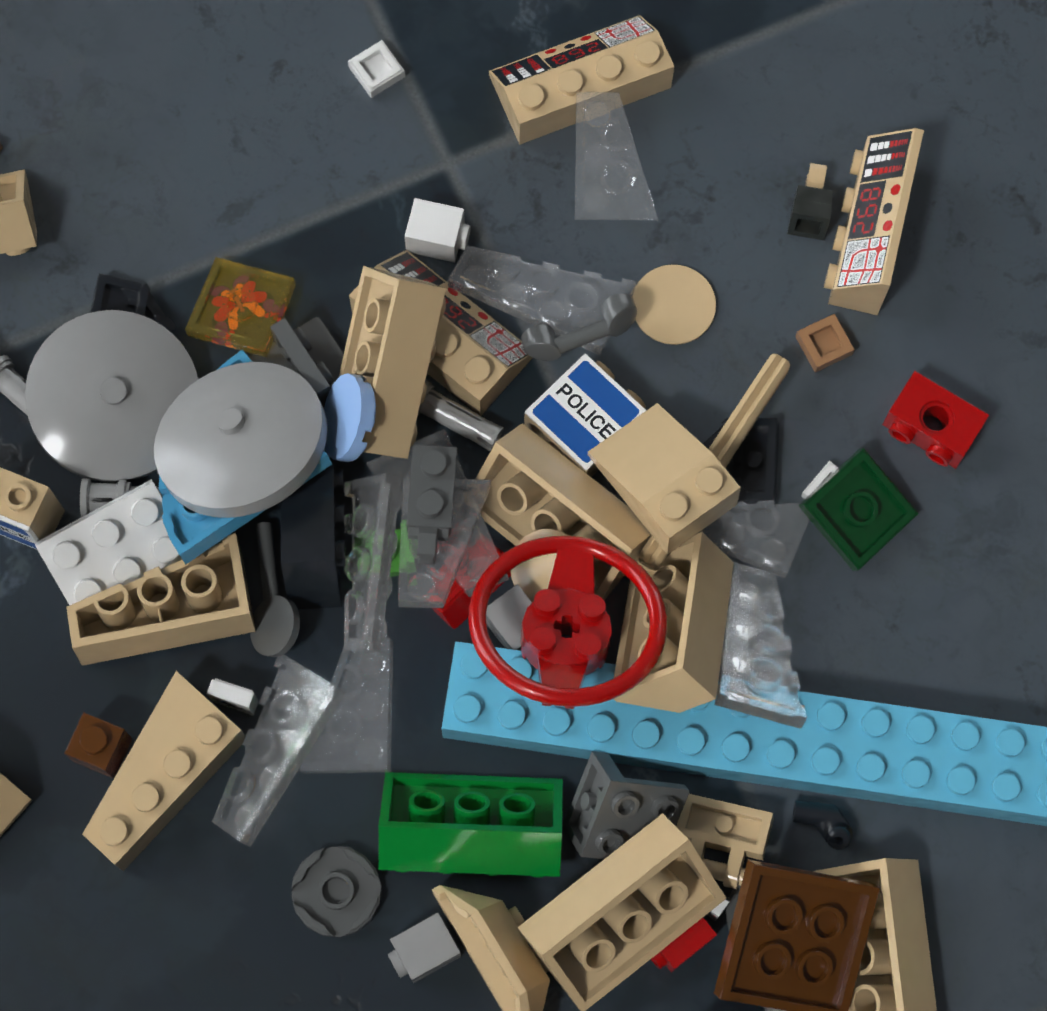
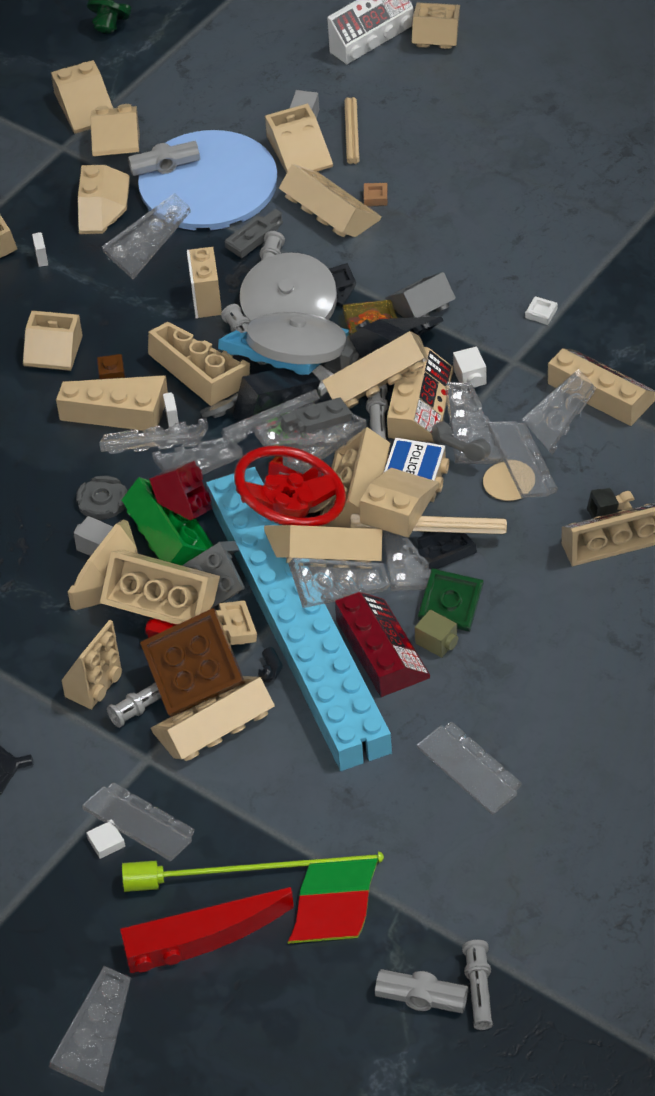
camera: 65 degrees right, 25 degrees down
(109, 545) = (210, 323): white plate -> none
(244, 212) = (423, 296): none -> slope
(330, 300) = (383, 331): none -> black wedge
(349, 413) = (334, 366): light blue tile -> none
(435, 774) = (182, 490): none -> dark red slope
(662, 269) = (522, 459): none -> clear windscreen
(824, 343) = (536, 549): medium nougat tile -> none
(880, 648) = (379, 643): none -> dark red slope
(909, 563) = (436, 633): none -> olive brick
(926, 398) = (525, 608): red brick -> none

